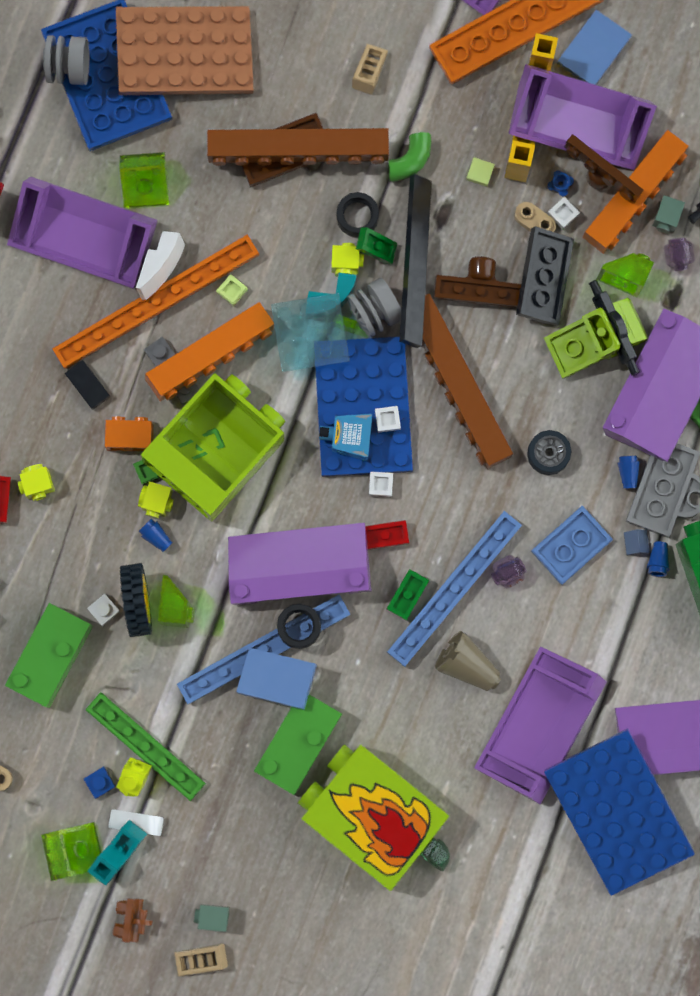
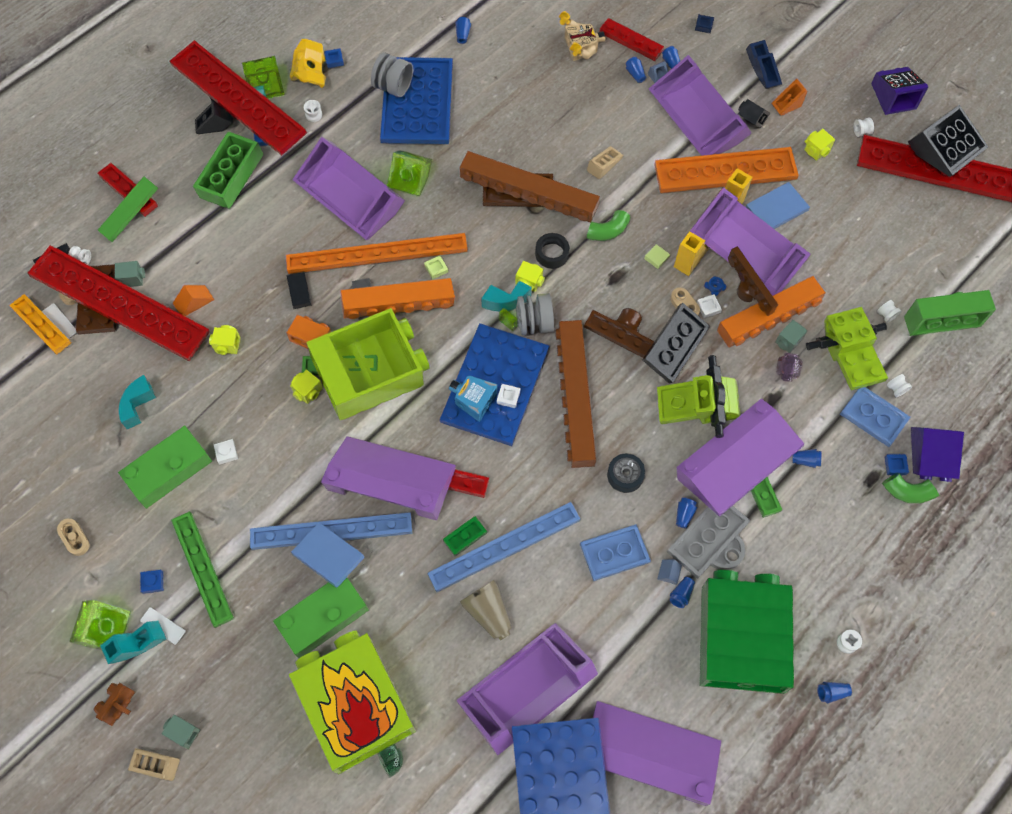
camera: 25 degrees right, 15 degrees down
(133, 777) = (177, 586): neon yellow brick -> none
(135, 600) = (248, 448): black wheel -> none
(155, 535) = (292, 412): blue cone -> none
(159, 263) = (391, 227): white slope -> none
(174, 606) = (276, 466): clear neon green slope -> none
(184, 50) = (478, 103): nougat plate -> none
(299, 608) = (363, 507): black tyre -> none
(310, 332) = (478, 311): clear light blue plate -> none
(376, 245) = (556, 273): green plate -> none
(381, 484) = (482, 444): white plate -> none
(415, 261) = (579, 294): black tile -> none
(508, 571) = (554, 550): clear purple head -> none
(627, 273) = (741, 362): clear neon green slope -> none

